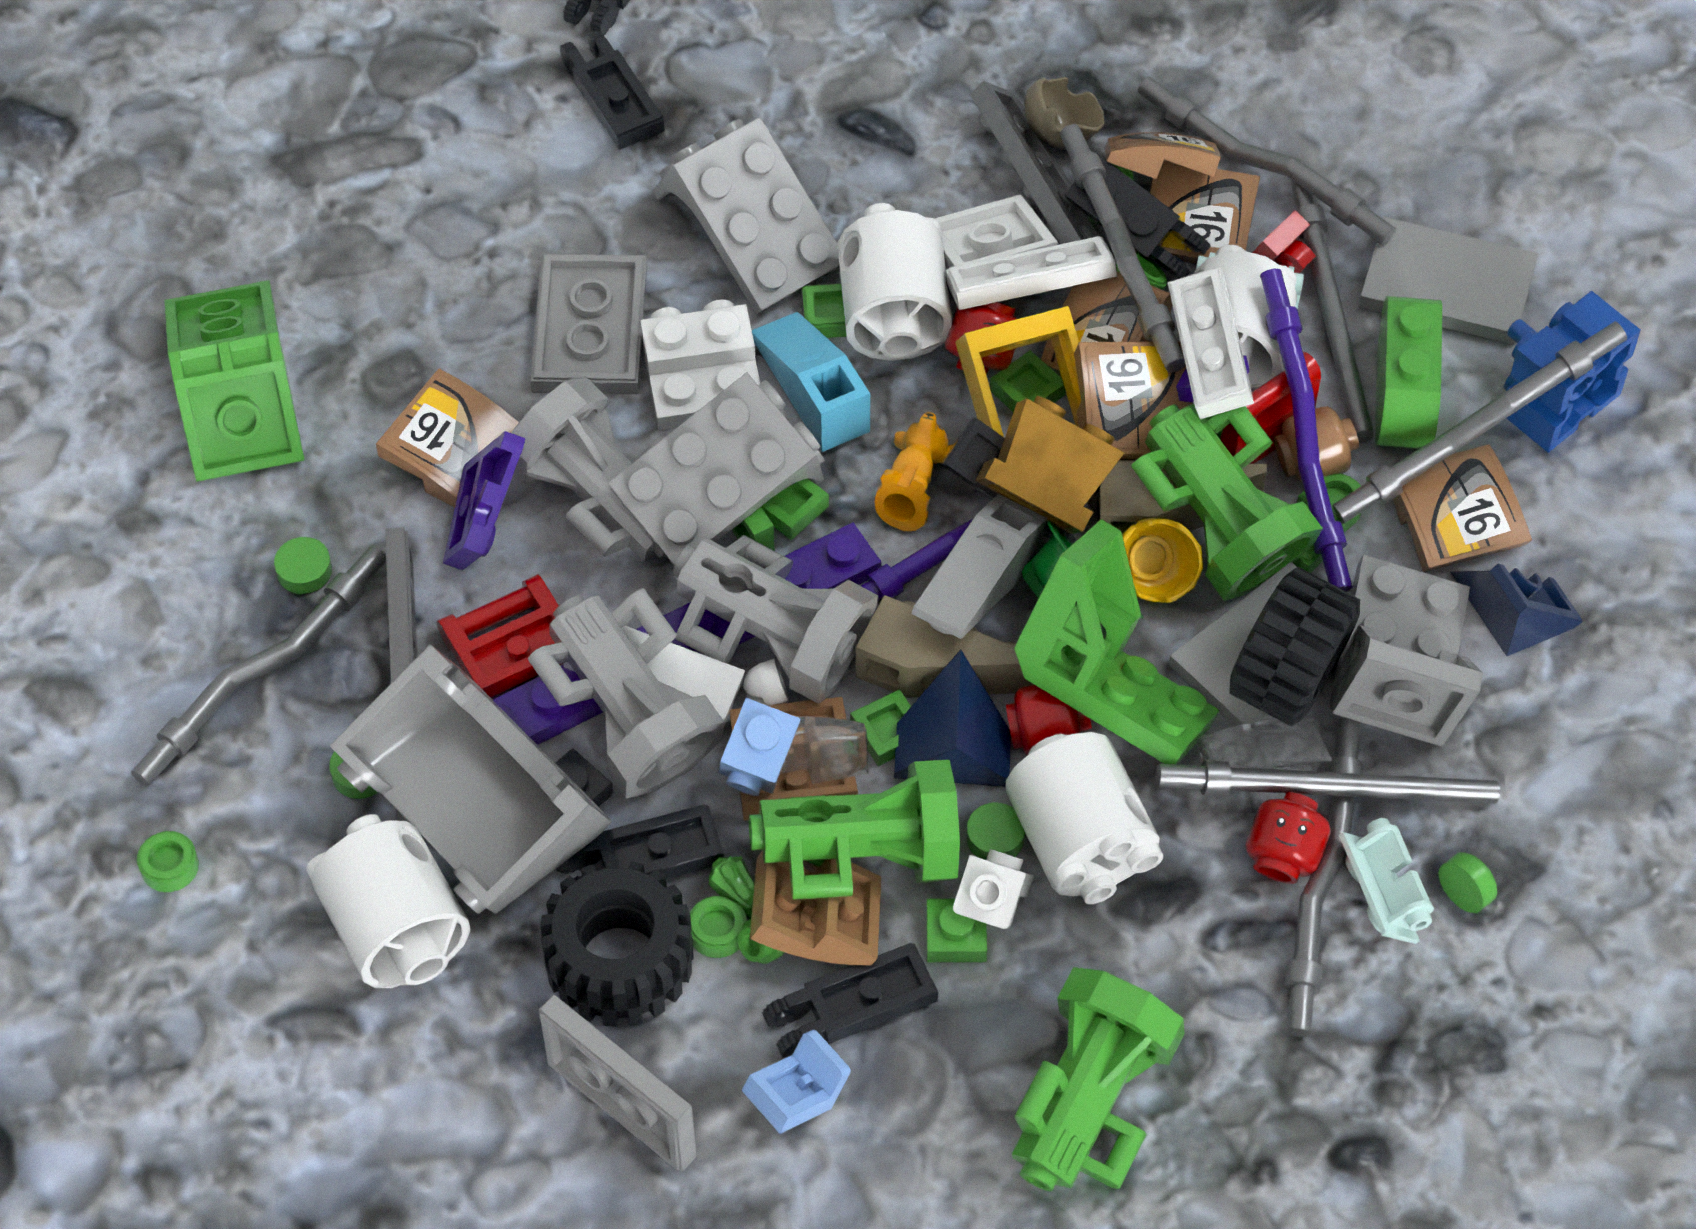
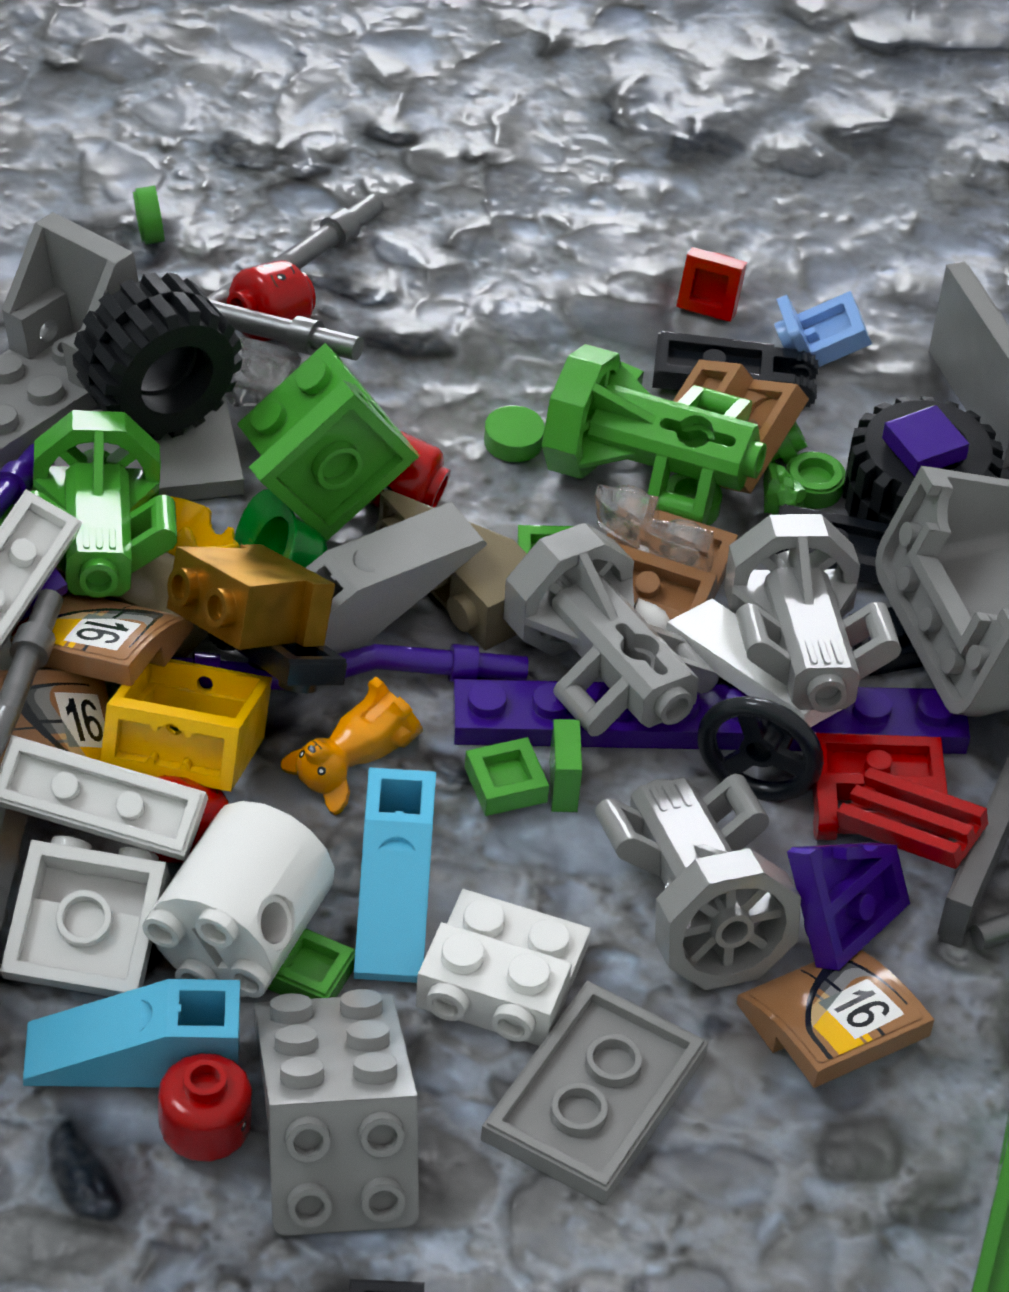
camera: 155 degrees left, 10 degrees down
(463, 572) = (918, 810): none -> red tile
(608, 586) = (766, 743): none -> black piece
(615, 907) = (925, 440): none -> dark purple tile
(718, 467) = (552, 759): light grey bracket -> none
(758, 748) = (708, 514): light blue bracket -> none
(823, 163) = (205, 1107): none -> red head
(902, 177) = (134, 1035): none -> medium azure slope
(928, 1087) = (711, 284): none -> red tile
(956, 724) = (510, 496): dark blue slope -> none
(992, 889) = (541, 368): white bracket -> none
(1082, 815) = (445, 363): white cylinder -> none
(1111, 1040) = (541, 223): bright green piece -> none
(1395, 904) = (216, 238): light aqua hinge -> none

